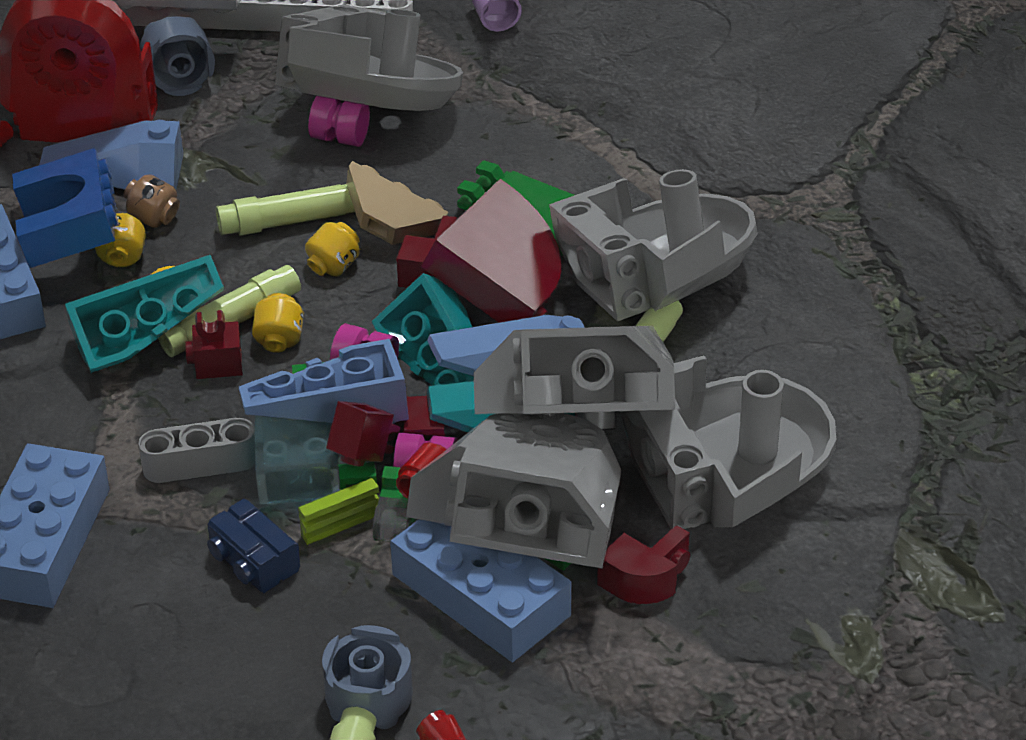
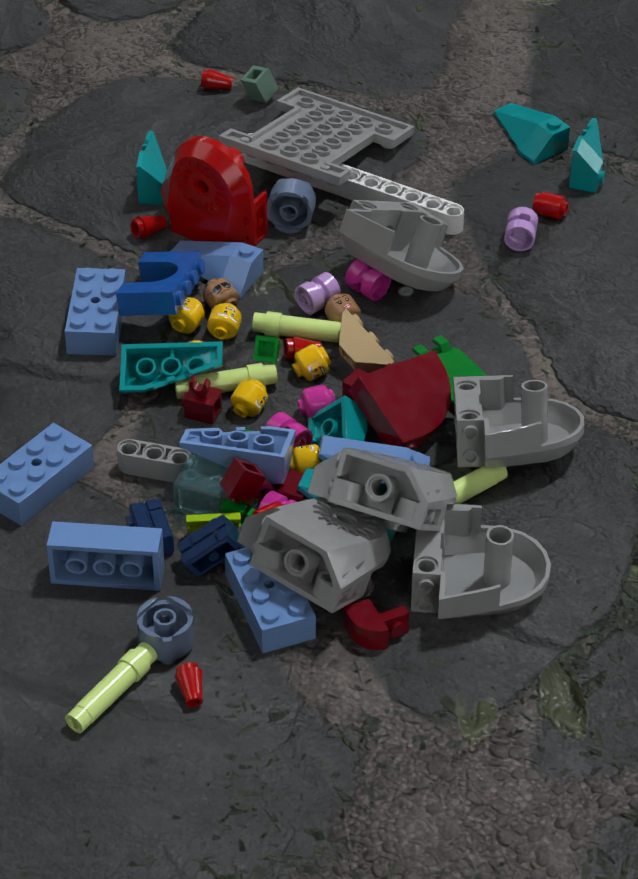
camera: 25 degrees right, 0 degrees up
(179, 230) = (224, 321): none -> yellow head
(220, 604) = (105, 555): none -> medium blue brick
(268, 248) = (268, 349): none -> green leg
(283, 157) = (315, 294): none -> lavender wheel
(296, 234) = (295, 344): none -> red cone
(327, 166) = (339, 303): none -> medium nougat head
(358, 537) = (209, 544): none -> dark blue brick
(372, 296) = (314, 399): none -> dark pink head
(420, 373) = (305, 457): none -> yellow head

